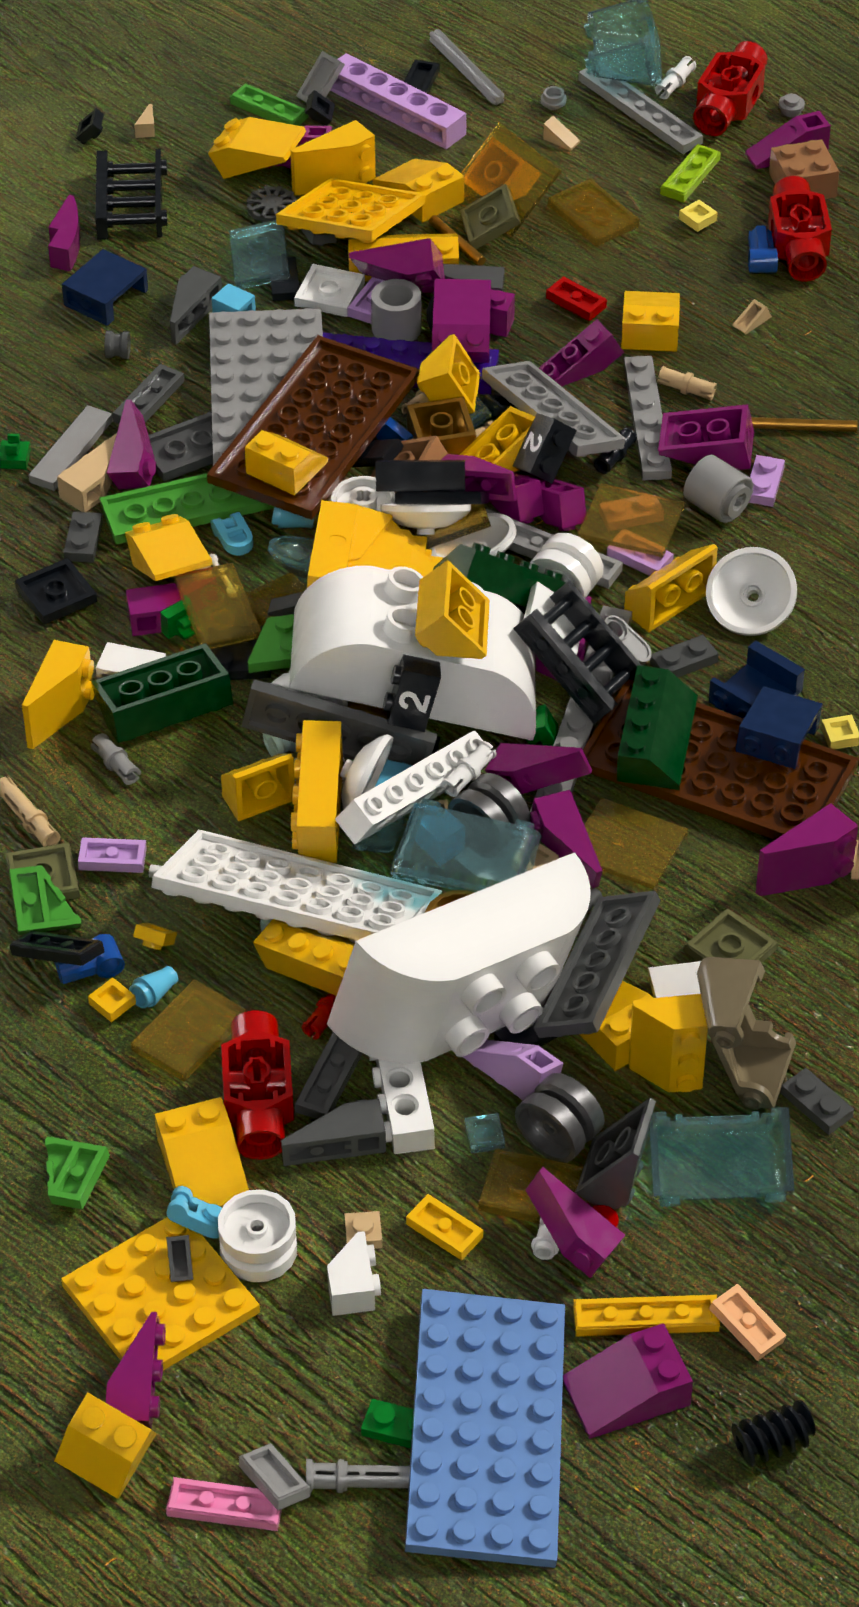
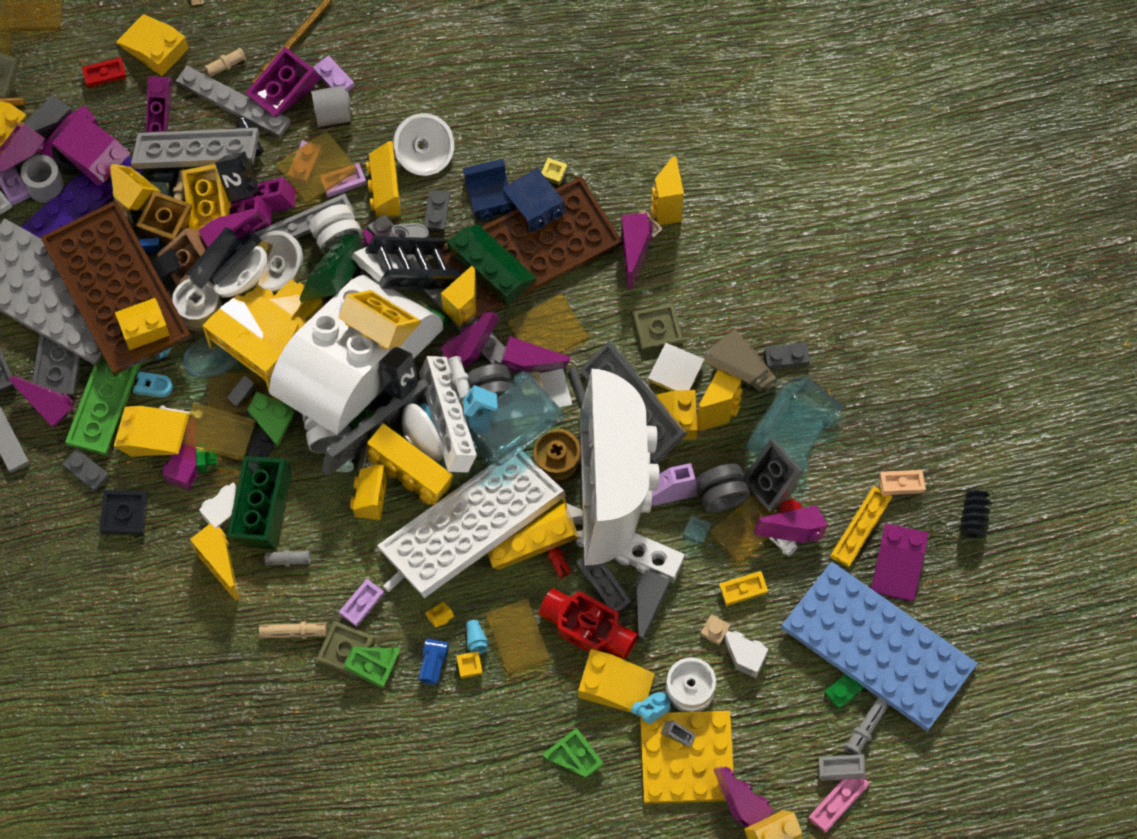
camera: 55 degrees left, 20 degrees up
(56, 948) = (418, 673): black tile -> none
(87, 478) = (43, 438): tan slope -> none
(454, 793) = (479, 398): none -> medium azure panel
(583, 717) = (460, 298): none -> yellow slope

